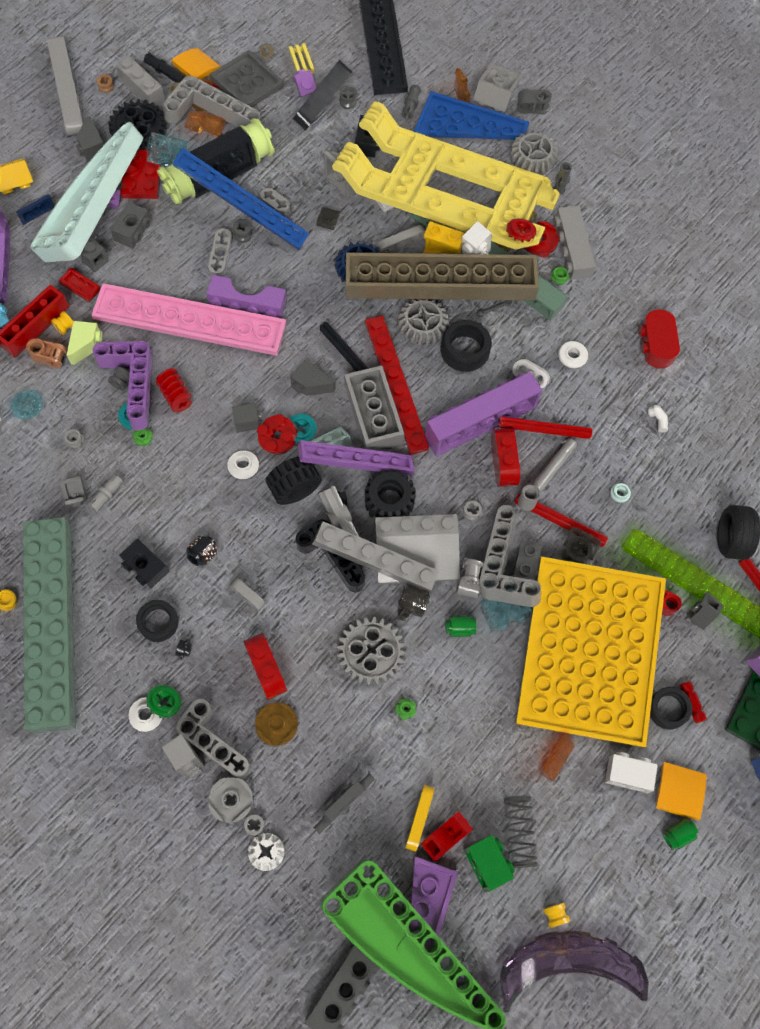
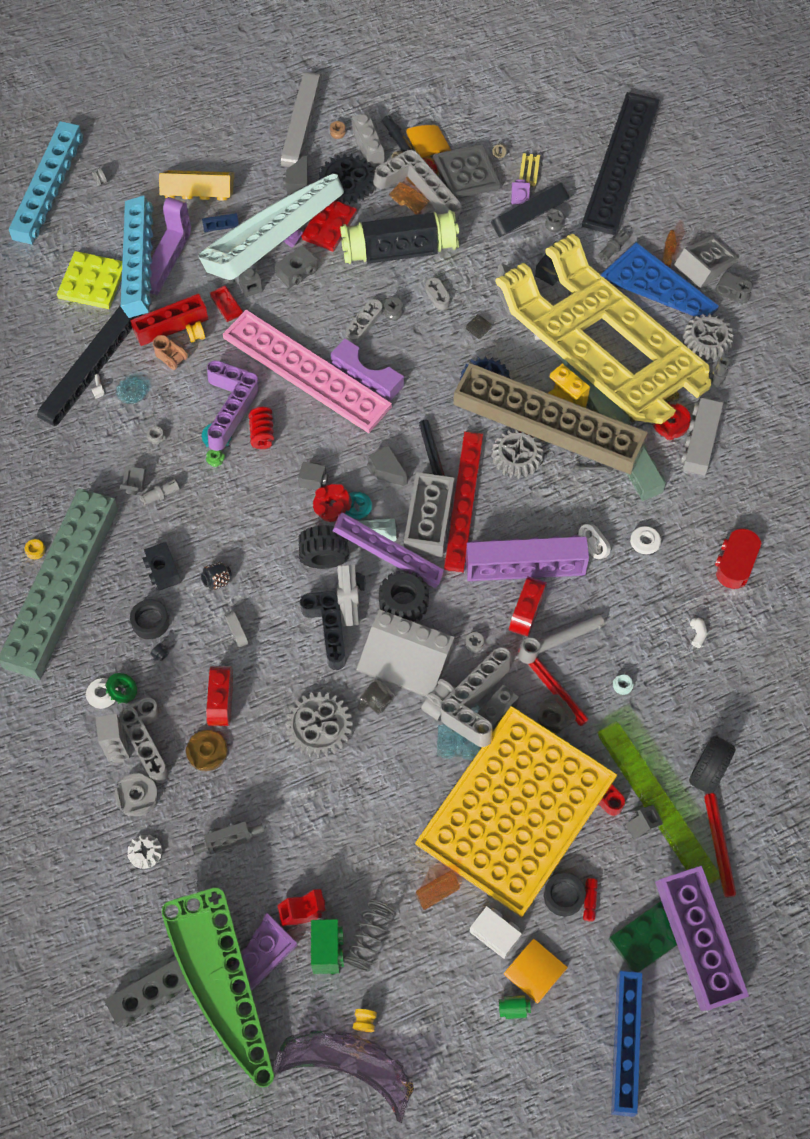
camera: 30 degrees right, 5 degrees down
(82, 340) = (204, 351): yellowish green slope -> none
(119, 378) = (219, 398): dark grey wheel -> none
(164, 149) = (362, 209): clear light blue brick -> none
(240, 198) = (402, 280): blue plate -> none
(243, 473) = (293, 524): white piece -> none
(254, 818) = (149, 819): light grey bush -> none
(374, 557) = (359, 642): light grey brick -> none
(402, 240) = (527, 372): light grey beam -> none
(410, 704) = (330, 786): bright green plate -> none
(420, 818) = (288, 883): yellow beam -> none
(460, 626) = (409, 738): green brick -> none
(469, 329) = (545, 474): black tyre -> none
(476, 240) = (597, 398): white brick -> none
(521, 225) = (651, 399): red gear -> none
(545, 427) = (581, 595): red axle -> none
(560, 271) = (672, 457): bright green plate -> none

